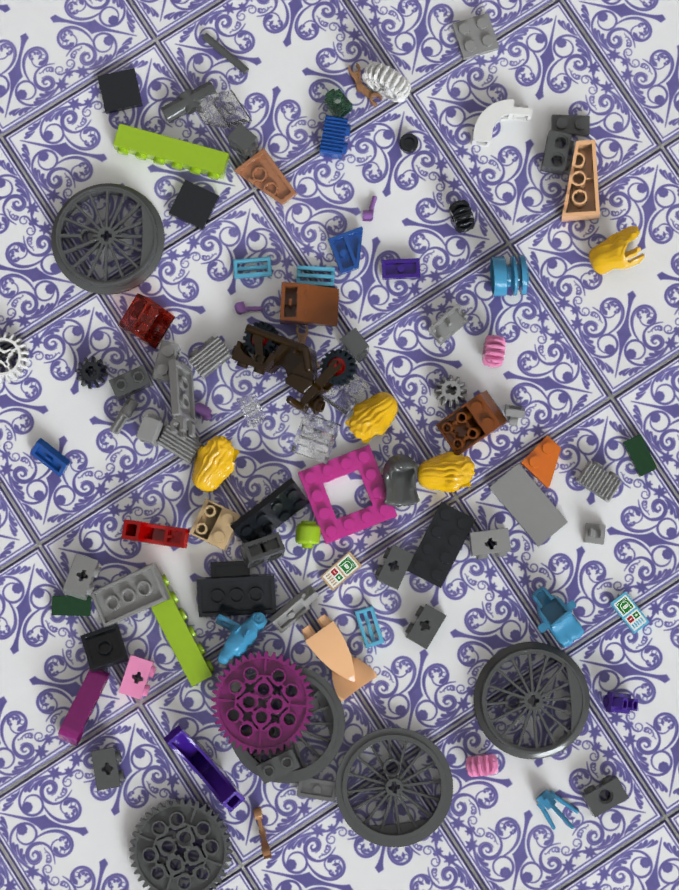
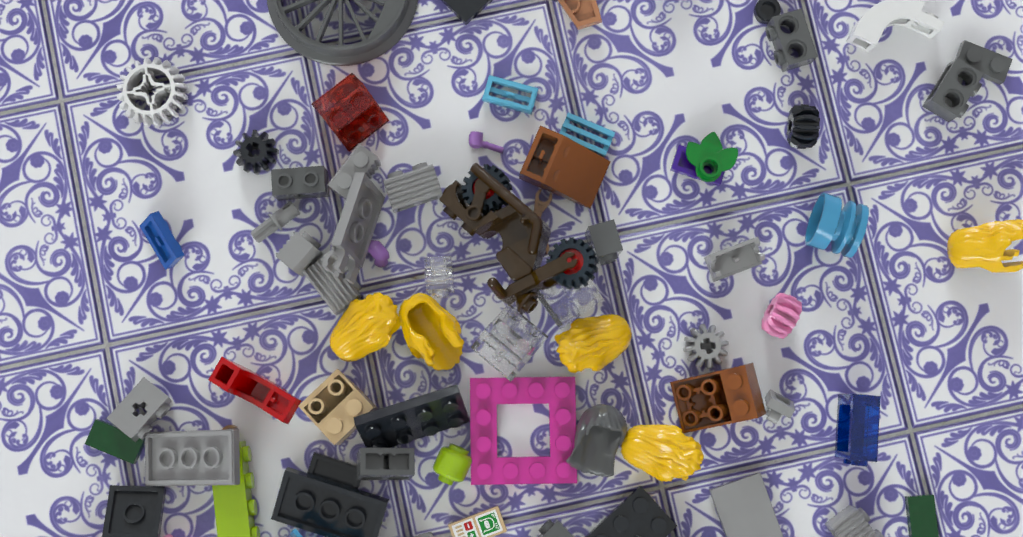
camera: 20 degrees right, 0 degrees up
(260, 450) = (431, 332): none -> yellow hair
(347, 249) = (639, 115): blue wing -> none
(368, 214) = (682, 81): medium lavender hand -> none
(406, 258) = (710, 154): none -> green plate
(437, 156) = (798, 39): none -> dark grey brick
(543, 460) = (792, 481): orange wing -> none
(571, 407) = (857, 428): none -> clear blue window
(582, 188) = (973, 149): light nougat wedge -> none

